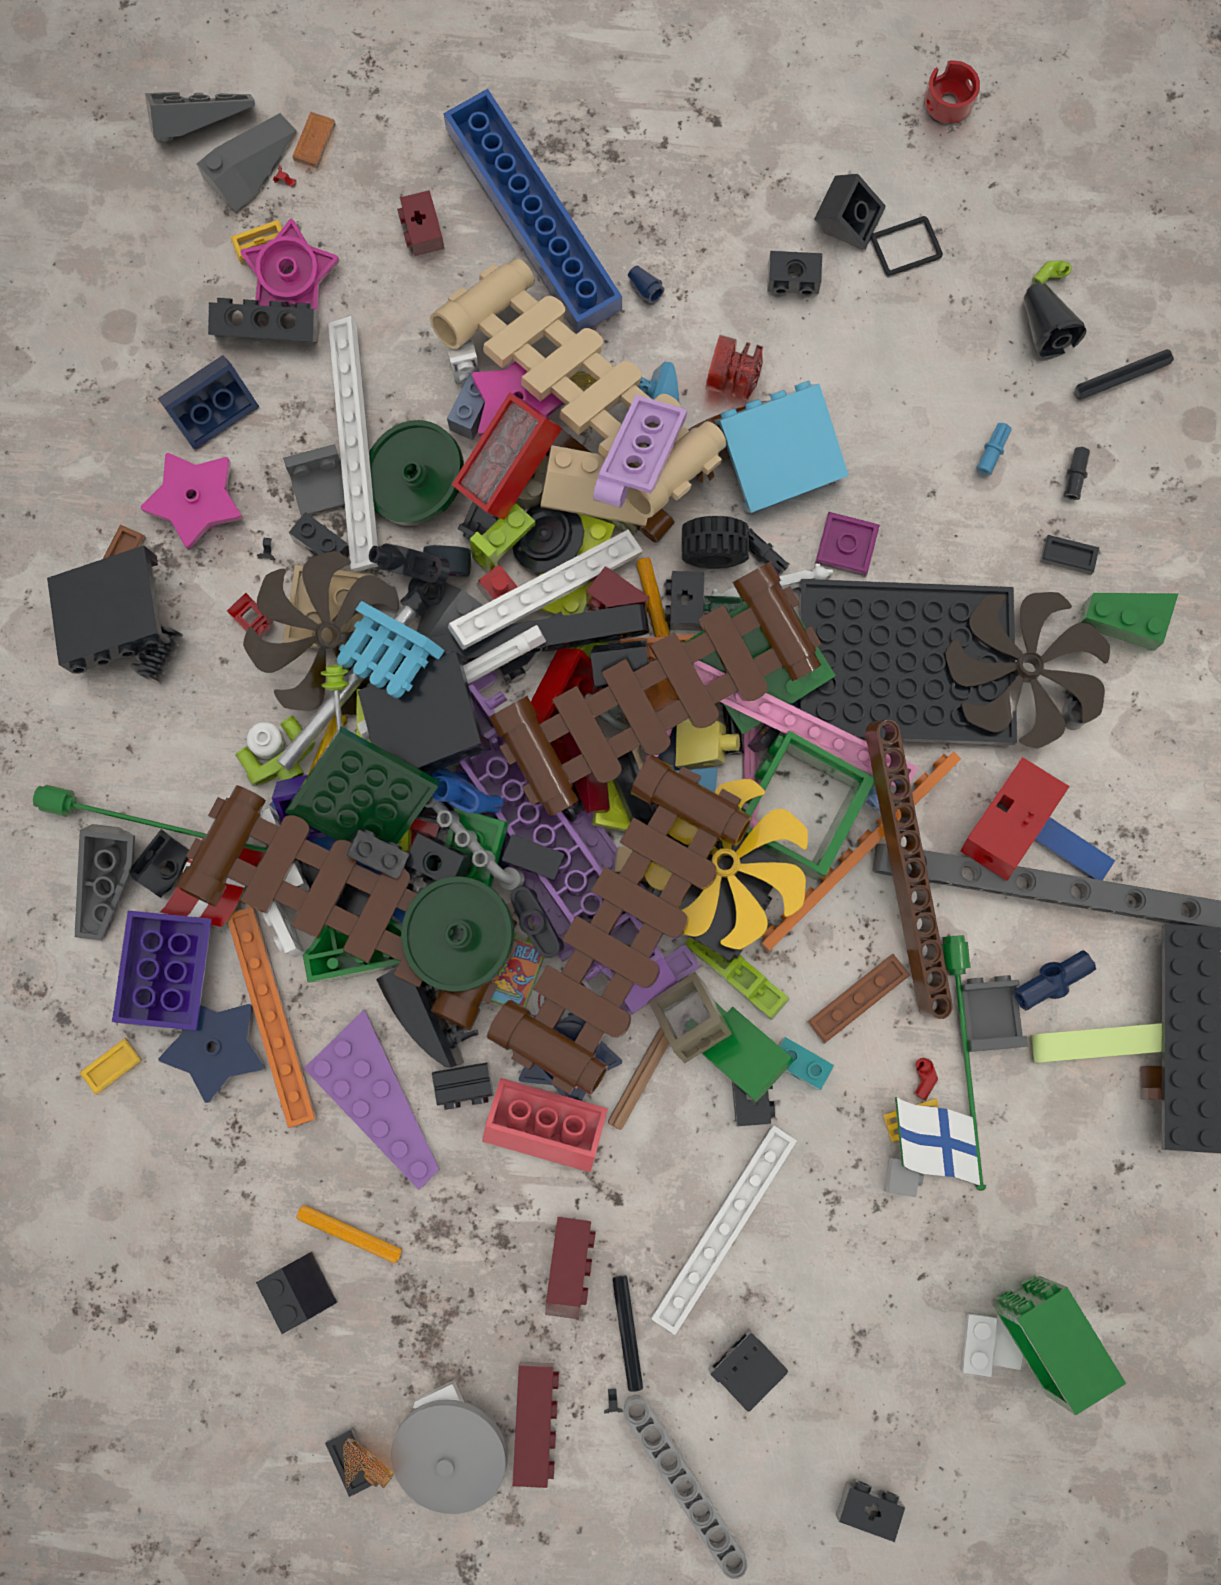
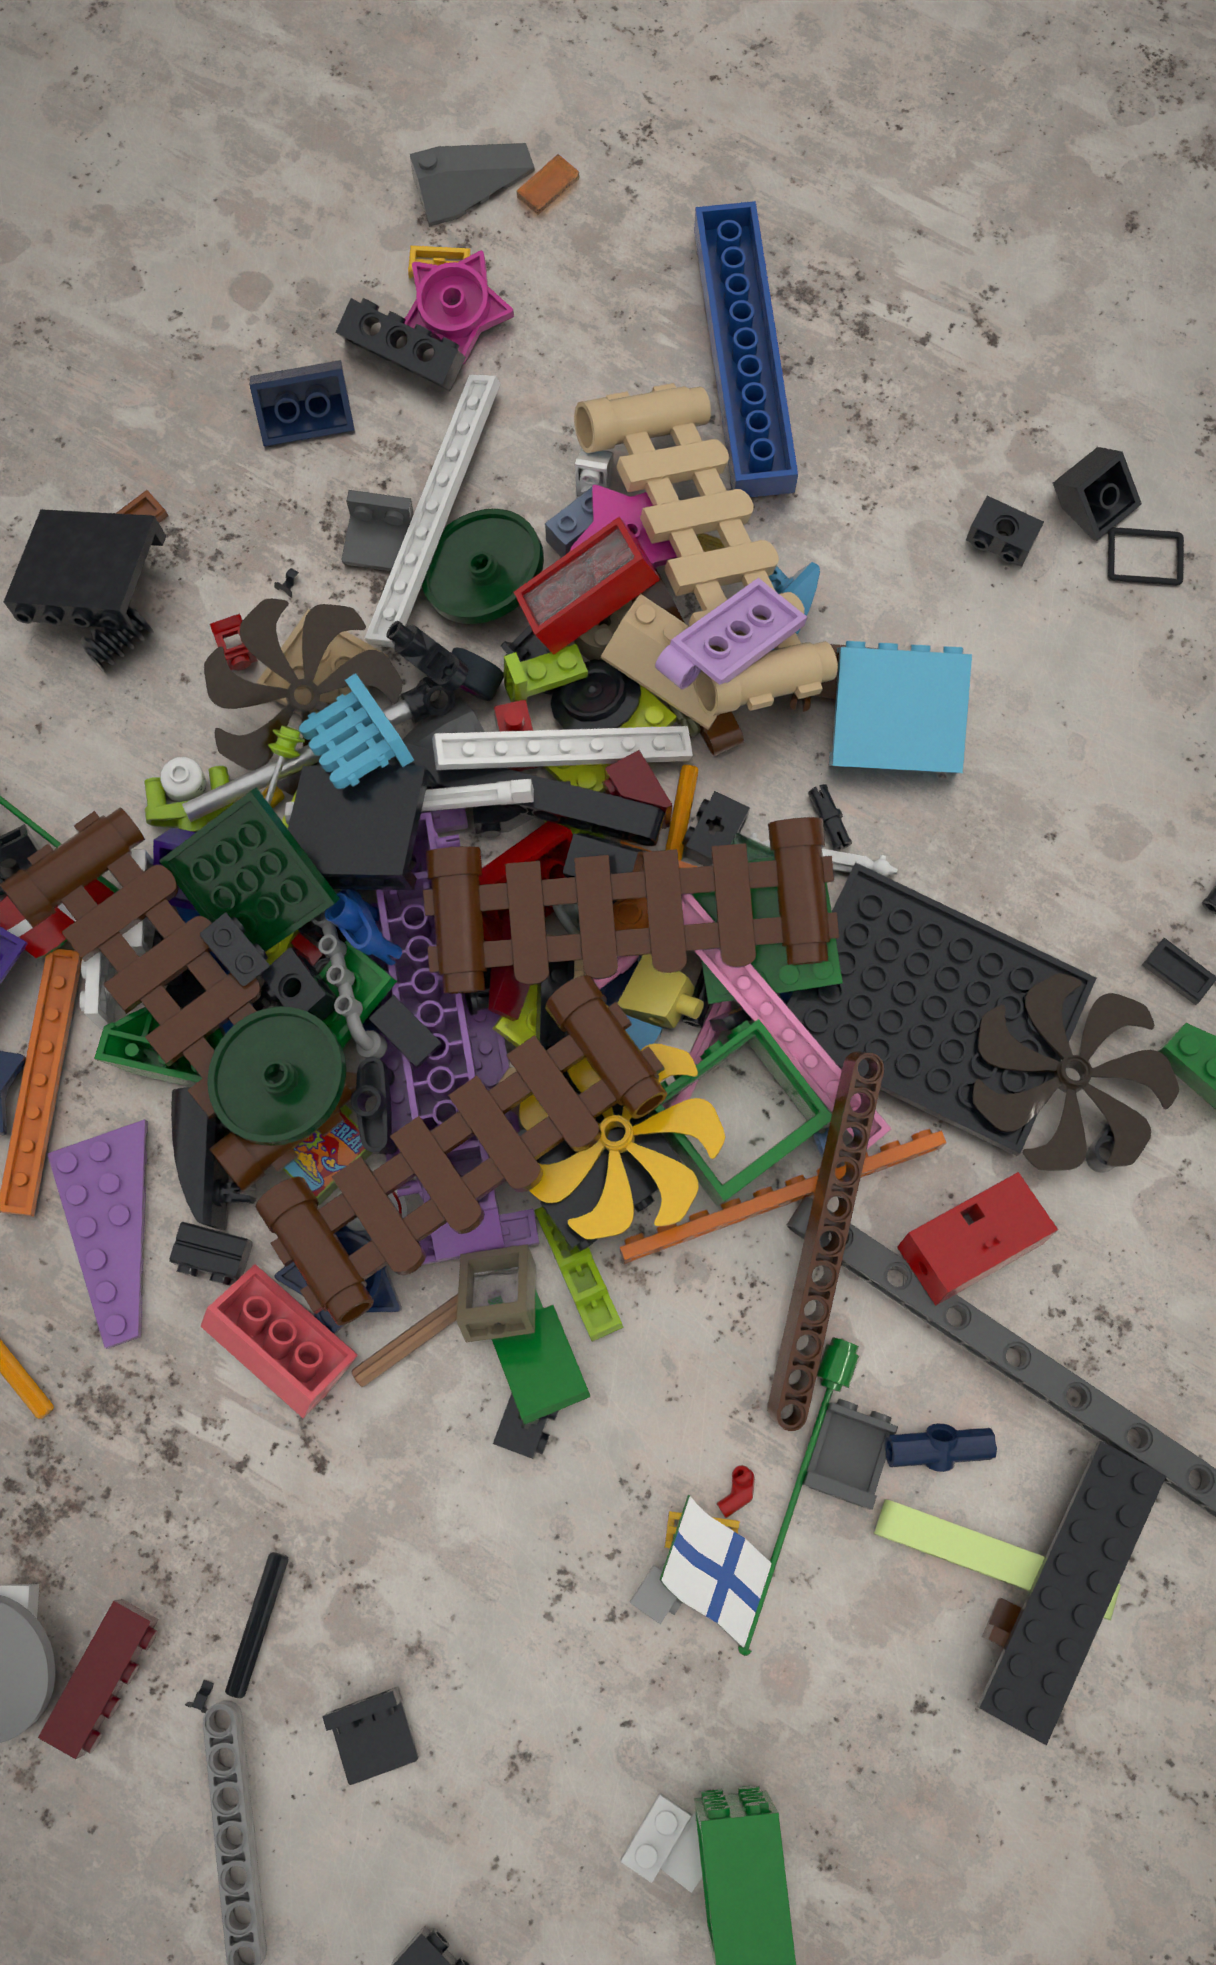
camera: 25 degrees right, 5 degrees down
(175, 115) = (414, 101): dark grey wedge -> none
(197, 515) = (236, 493): dark pink plate -> none
(284, 176) = (498, 208): red piece -> none
(317, 538) = (345, 590): black brick -> none
(418, 209) = (619, 313): dark red brick -> none
(569, 1267) = (225, 1516): dark red wedge -> none
(646, 284) = (834, 478): dark blue cone -> none
(715, 542) = (776, 779): black tyre -> none
(723, 1230) = (421, 1557): white plate -> none
(734, 367) = (892, 605): clear red wheel -> none
(806, 1065) = (604, 1409): teal brick -> none
(847, 544) = (928, 849): magenta tile -> none
(858, 998) = (703, 1363): dark orange tile -> none
(994, 448) = (1144, 816): dark azure axle -> none
(1074, 850) = (1033, 1308): blue tile -> none

